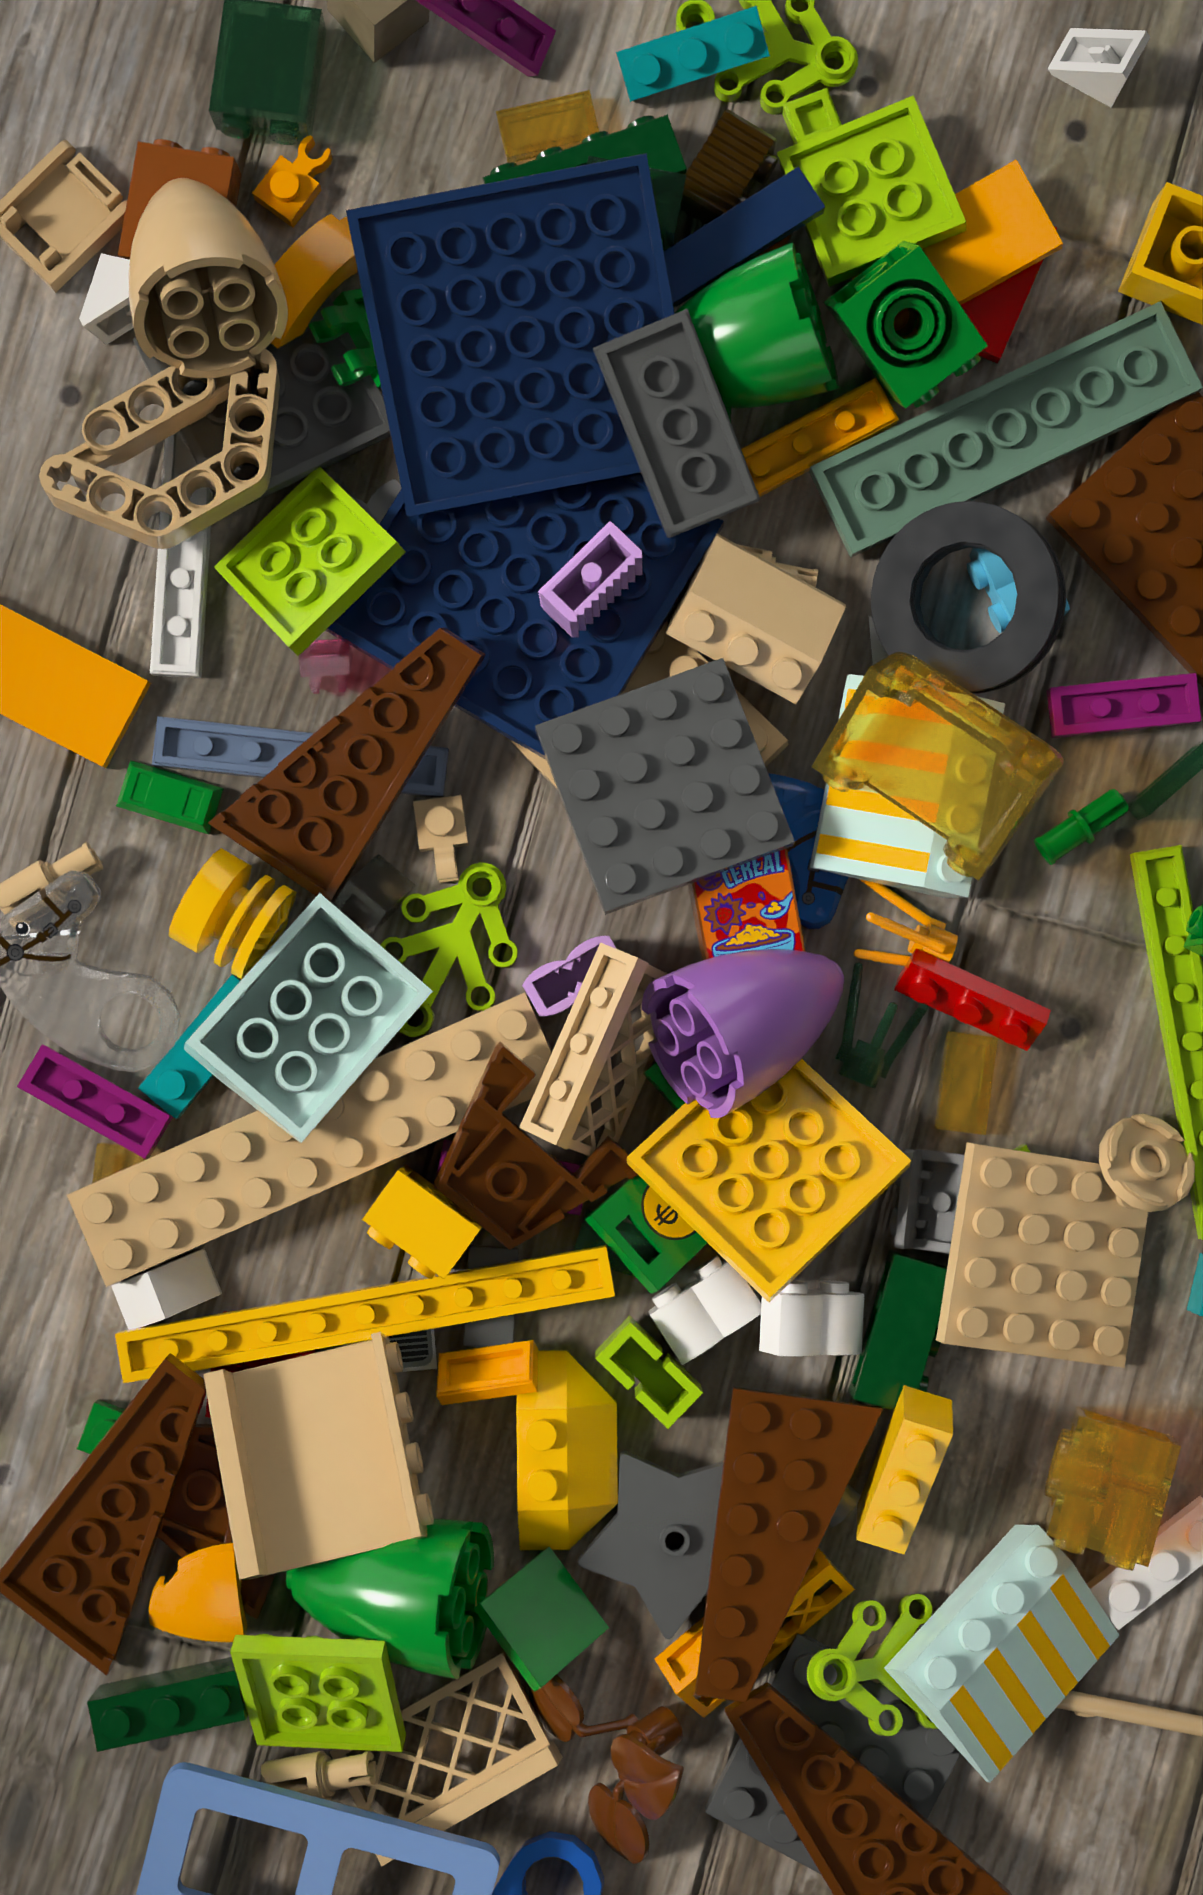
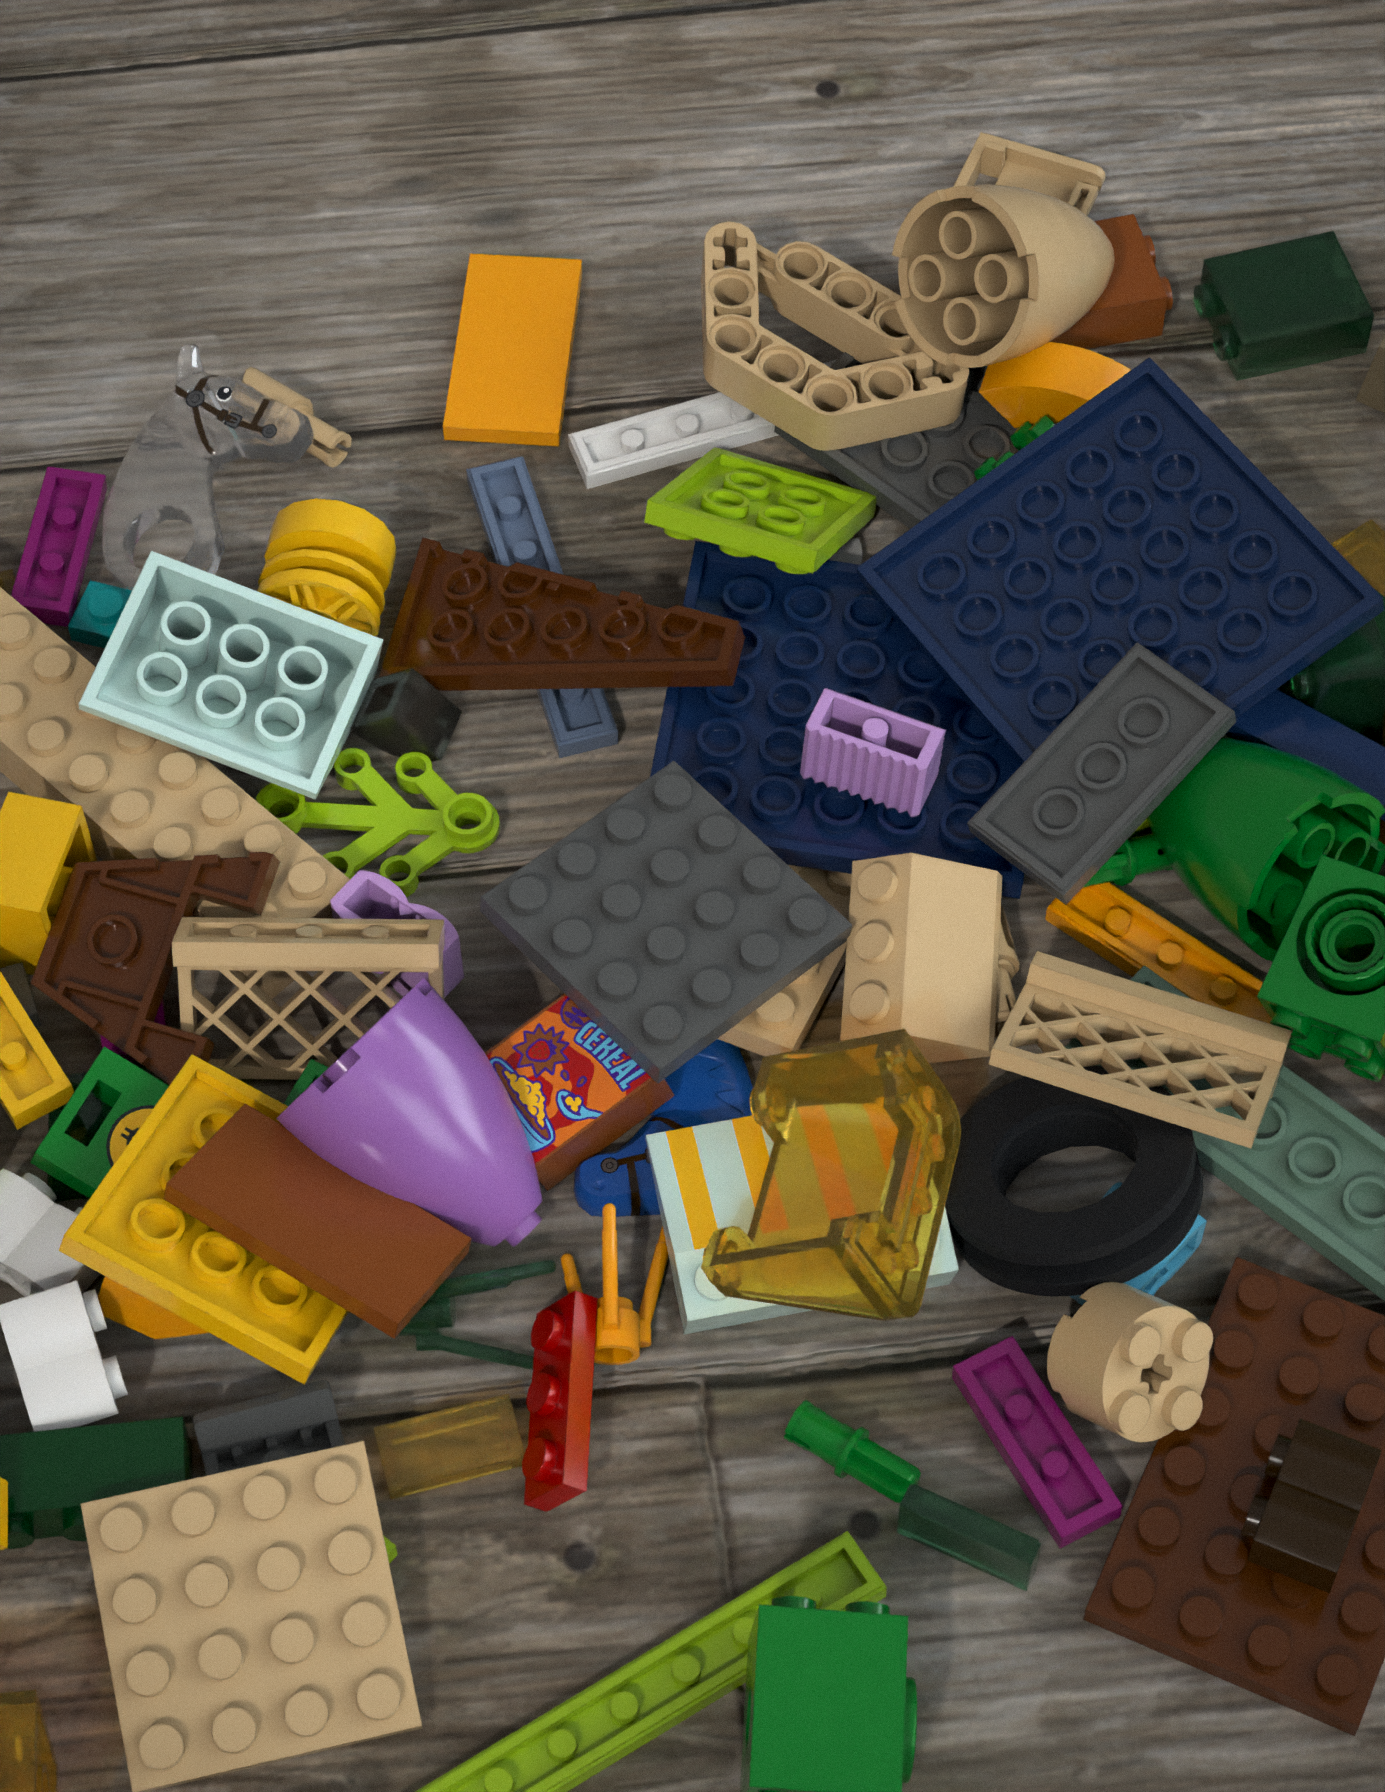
camera: 70 degrees right, 30 degrees down
(169, 797) = (438, 500): green tile -> none
(290, 187) = (1191, 376): light orange plate -> none
(325, 659) = (655, 573): clear pink tile -> none
(441, 829) = (517, 761): tan plate -> none
(804, 1118) = (317, 1221): none -> dark orange tile
(875, 491) = (1132, 1021): none -> tan fence
(1118, 622) = (1130, 1362): none -> tan brick
(1146, 1163) = (428, 1700): tan tile -> none

